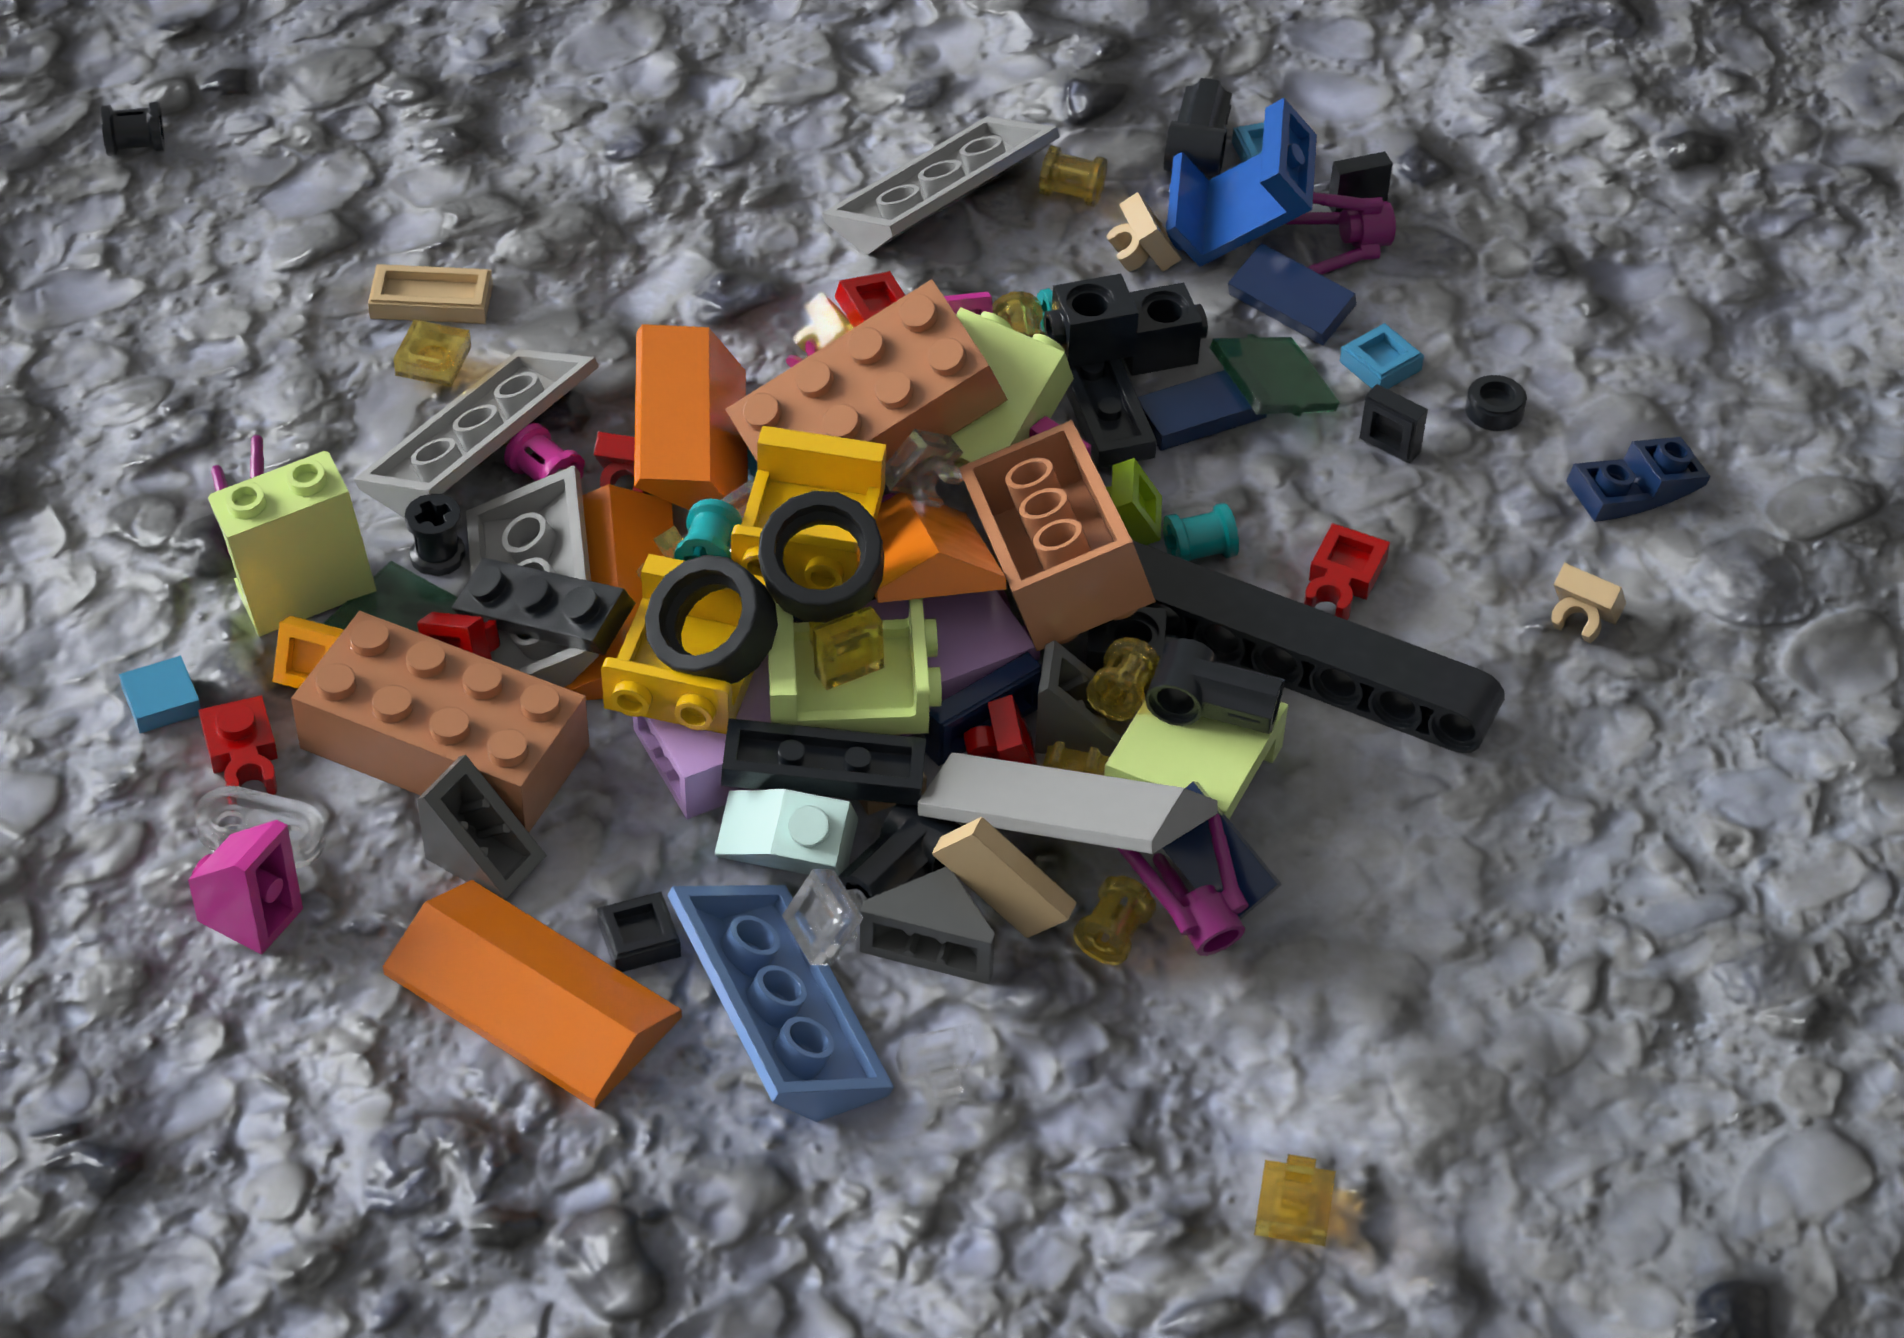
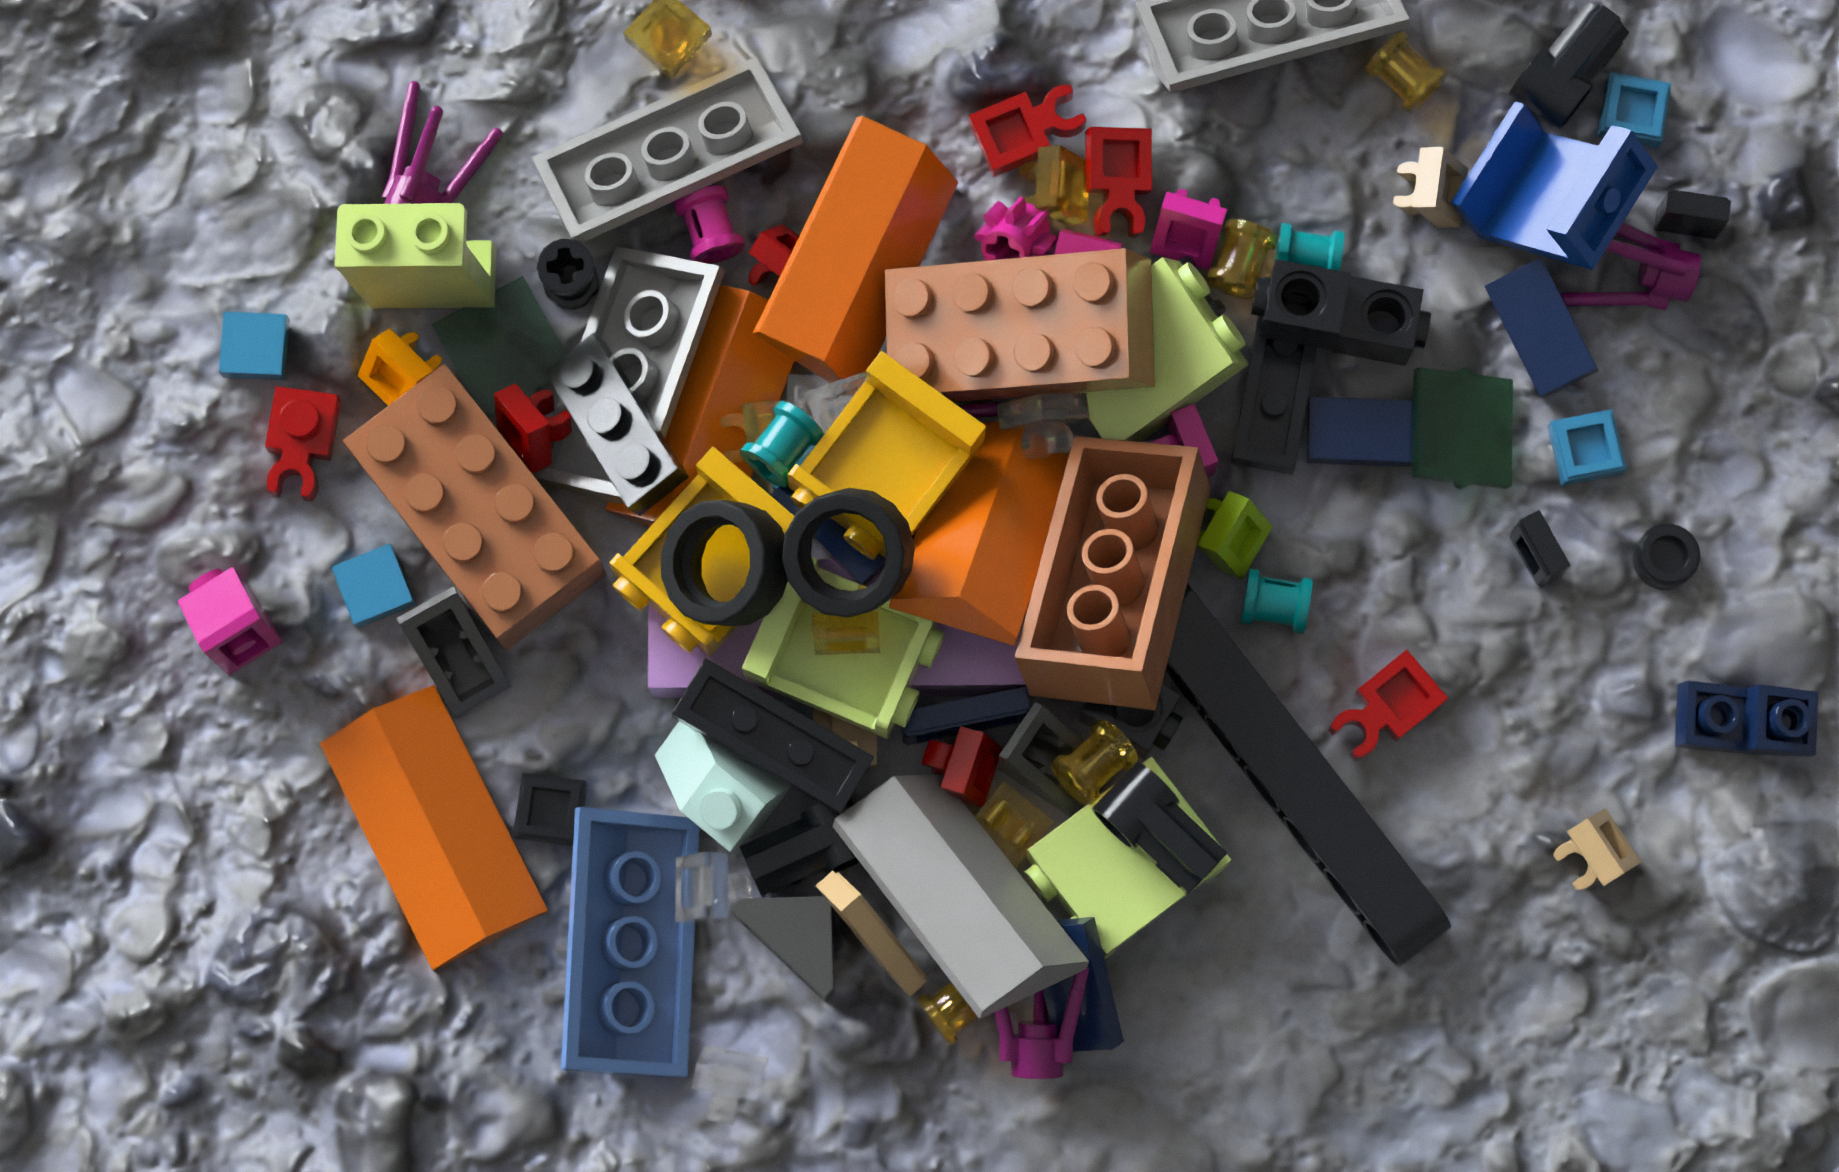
camera: 30 degrees right, 30 degrees up
(249, 808) = (276, 549): clear plate -> none
(371, 827) = (373, 585): none -> dark azure tile
(775, 316) = (1015, 129): none -> red plate

